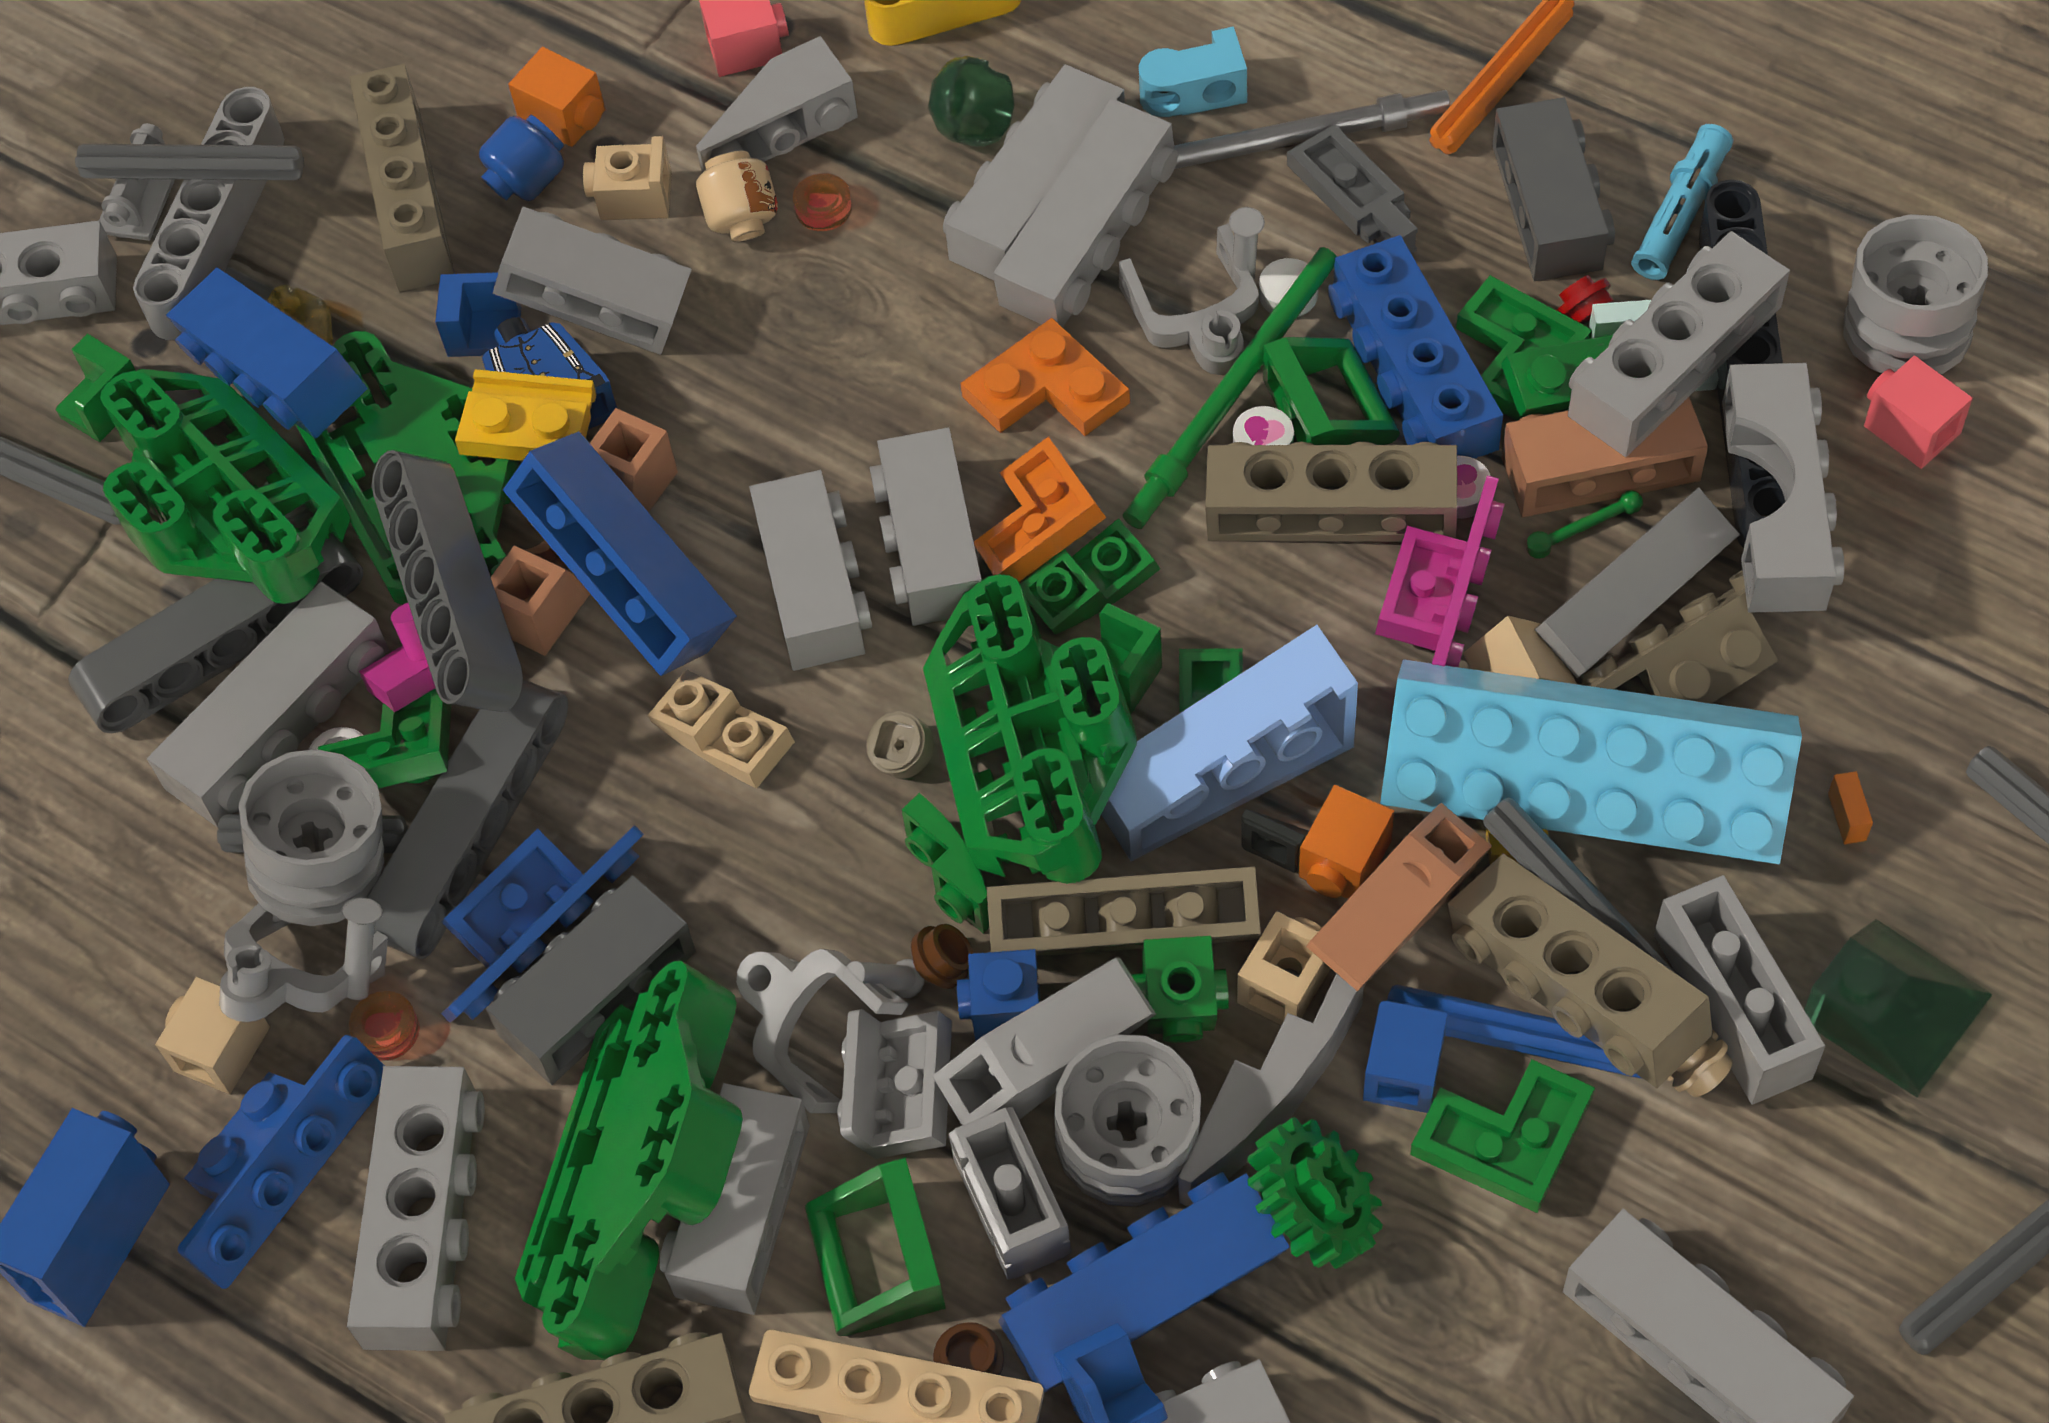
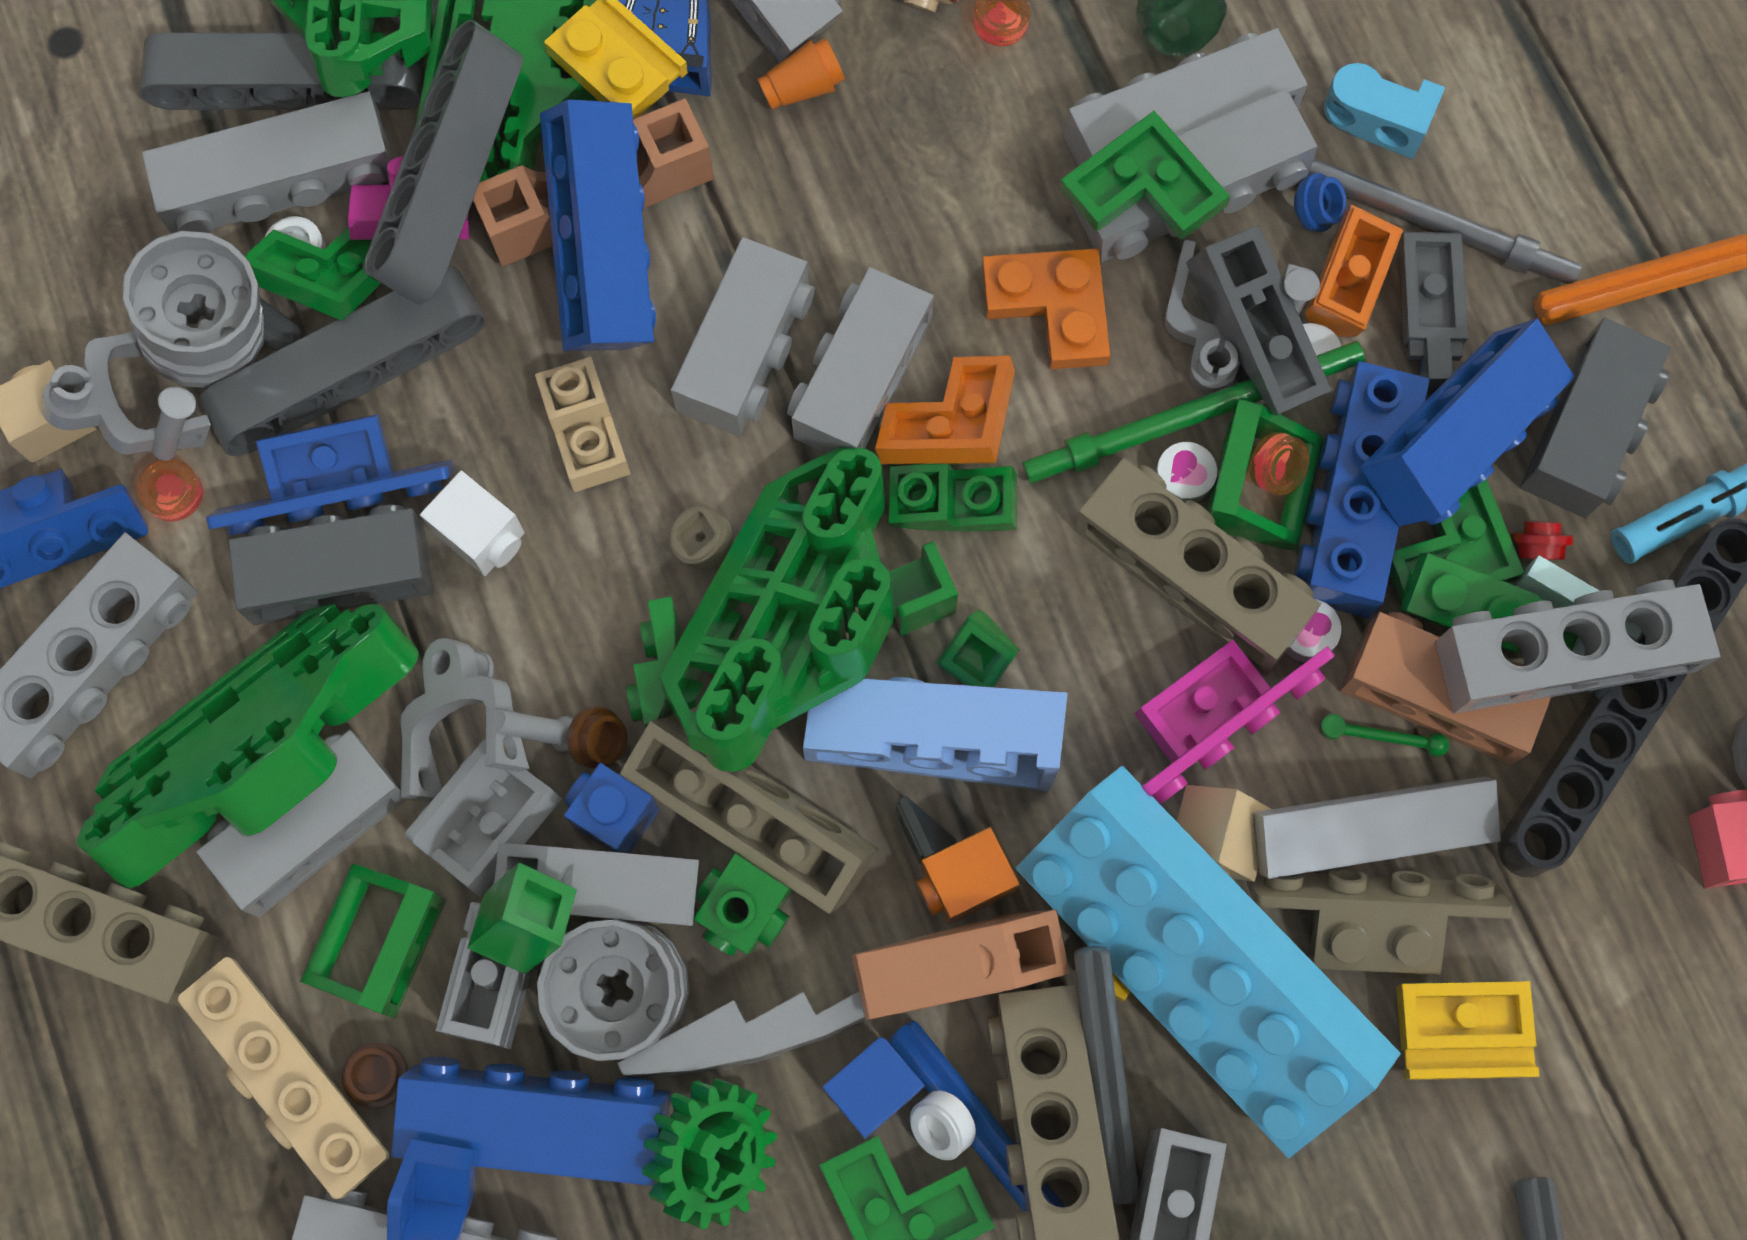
camera: 30 degrees right, 15 degrees up
(692, 343) = (802, 75): none -> orange cone
(694, 862) = (474, 524): none -> white brick
(1010, 1100) = (522, 918): none -> green panel
(1054, 215) = (1149, 165): none -> green plate
(1202, 173) = (1319, 202): none -> blue plate
(1216, 269) = (1259, 318): none -> dark grey slope
(1264, 983) = (817, 940): tan brick -> none
(1270, 185) = (1353, 272): none -> orange brick
(1334, 374) = (1279, 463): none -> clear orange tile
(1459, 246) = (1468, 424): none -> blue brick
(1486, 1044) = (942, 1125): none -> white tile
(1773, 423) = (1596, 779): light grey arch -> none
(1834, 684) = (1467, 1030): none -> yellow plate
(1850, 807) = (1394, 1143): orange piece -> none

